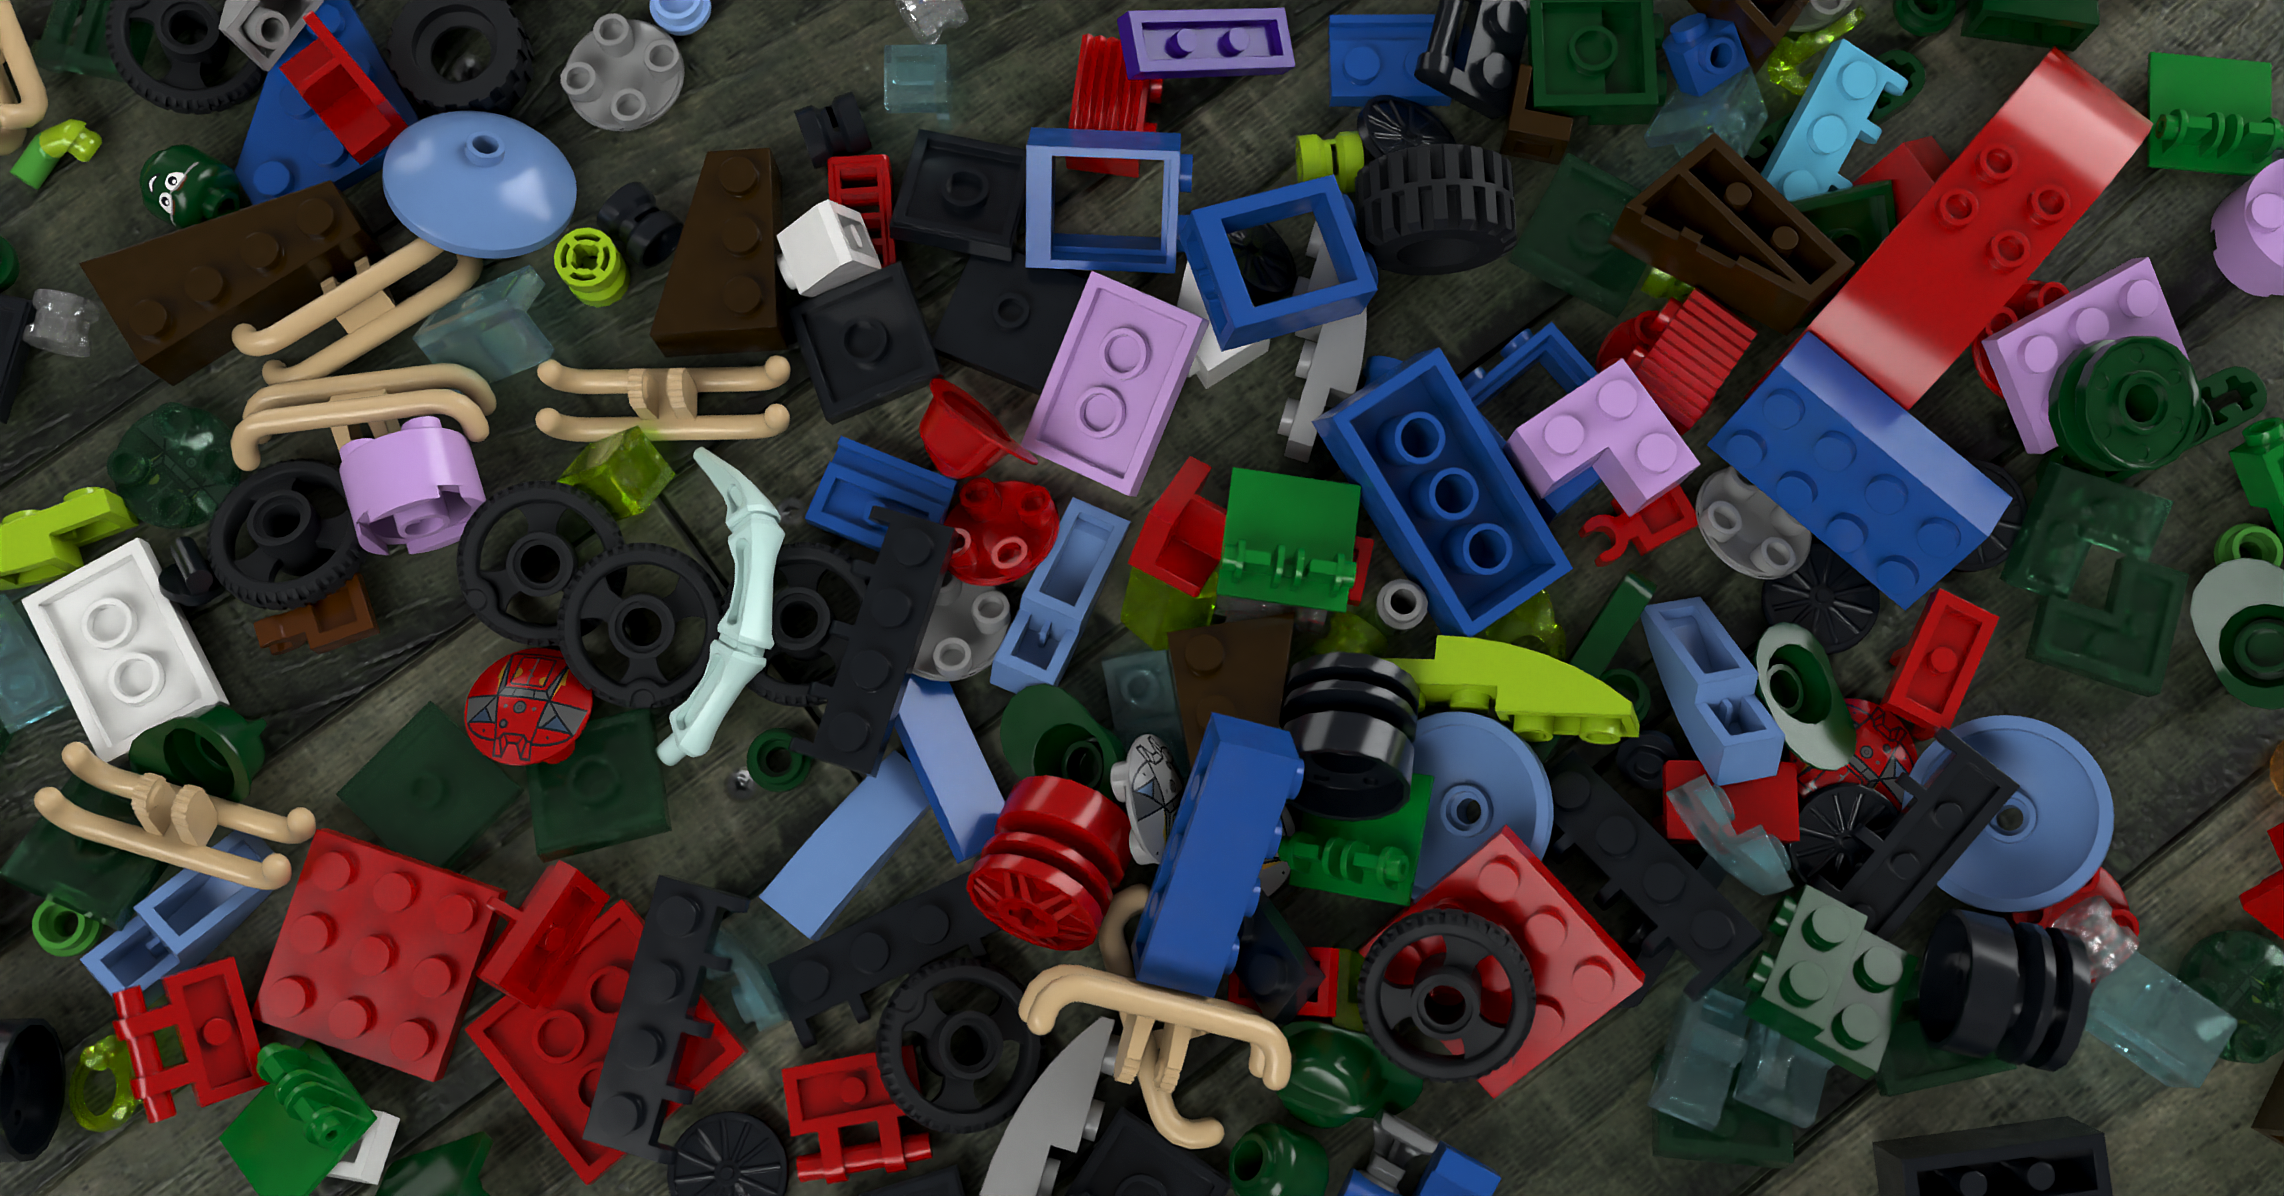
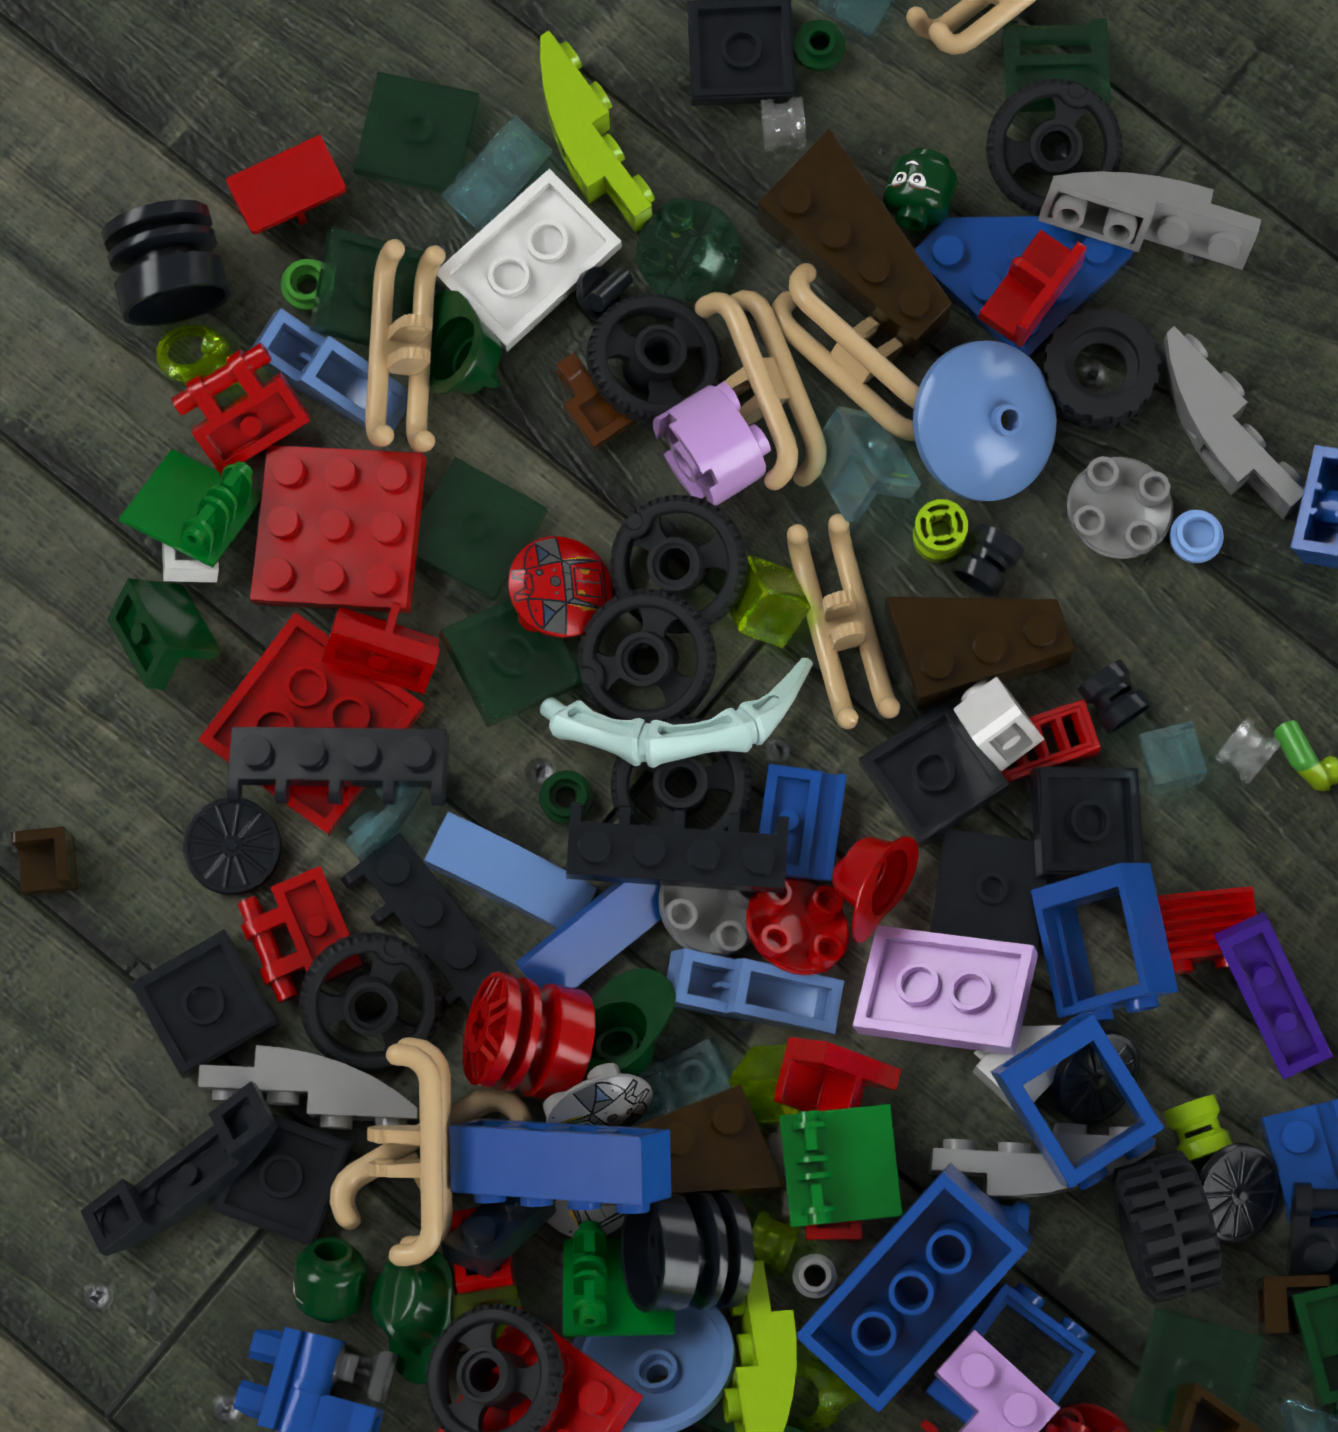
camera: 80 degrees right, 0 degrees up
(50, 146) = (934, 65): arm -> none

